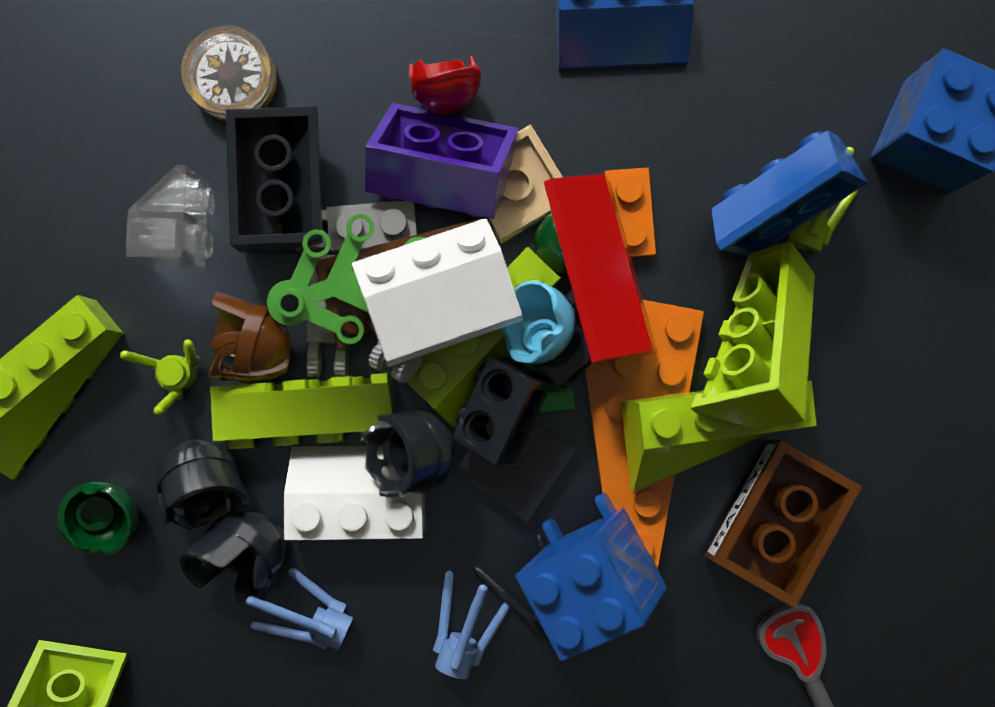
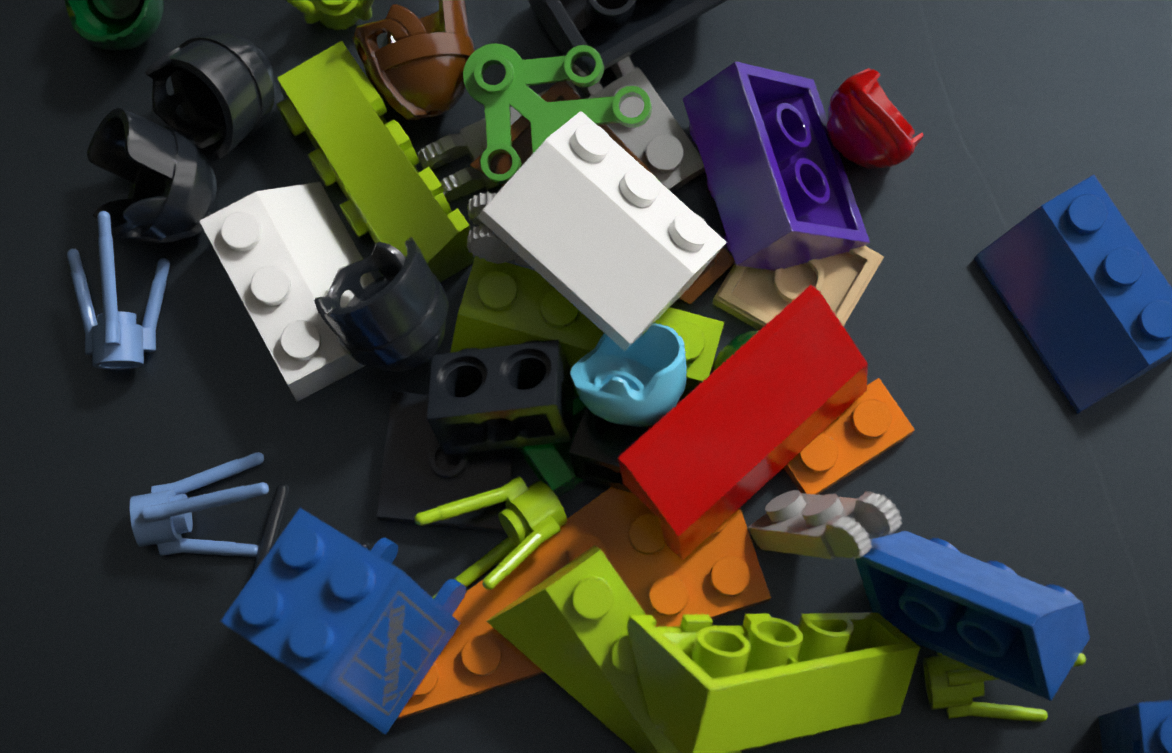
camera: 60 degrees right, 10 degrees down
(580, 430) = (528, 520): none -> lime plant
(687, 256) = (824, 524): none -> light grey hinge

